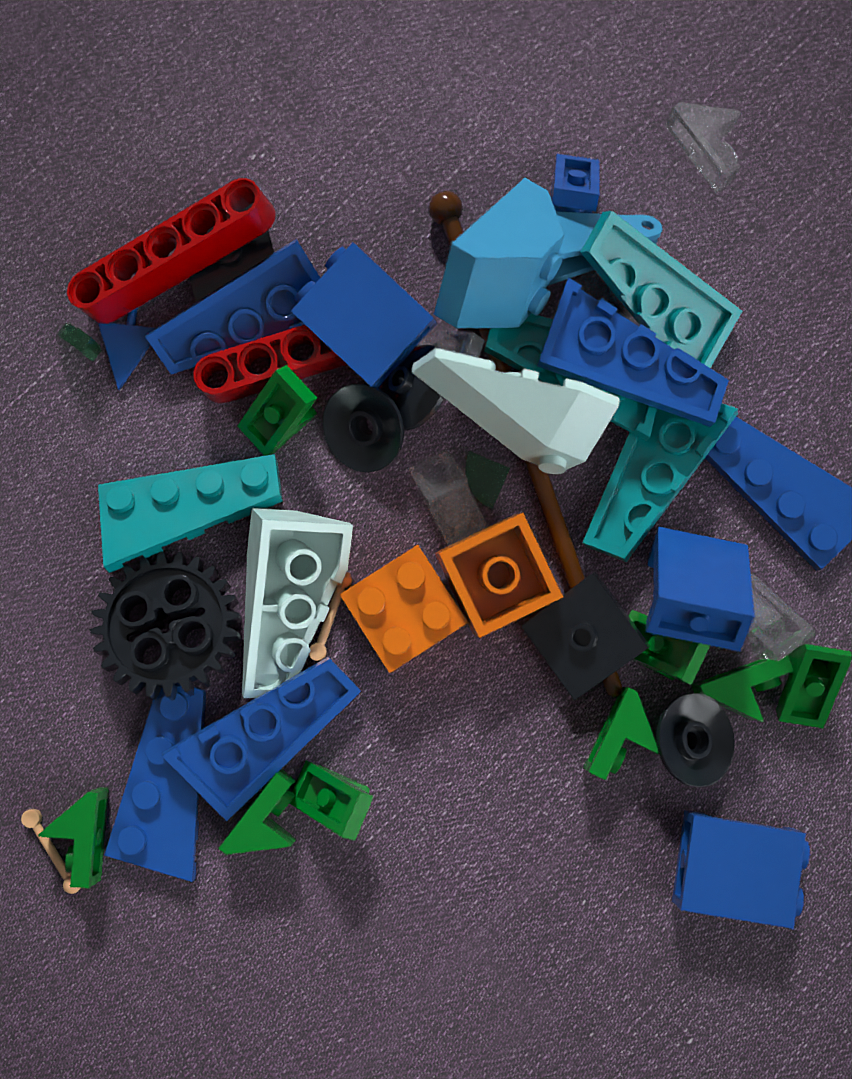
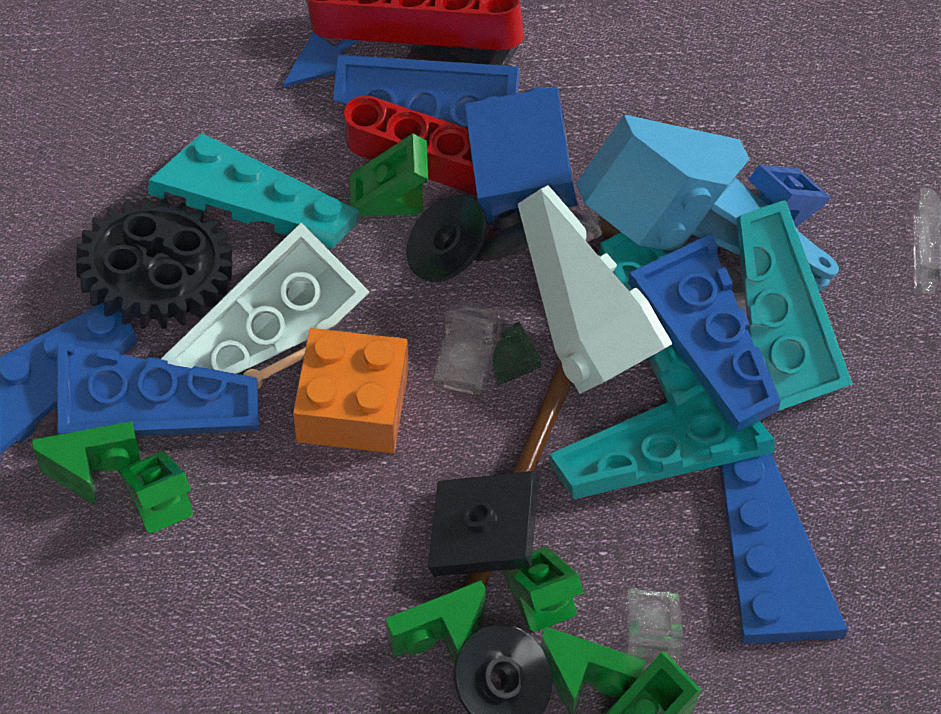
camera: 40 degrees right, 25 degrees down
(79, 341) = (286, 32): clear green tile -> none
(498, 575) = (452, 415): orange brick -> none
(700, 589) = (610, 540): blue panel -> none

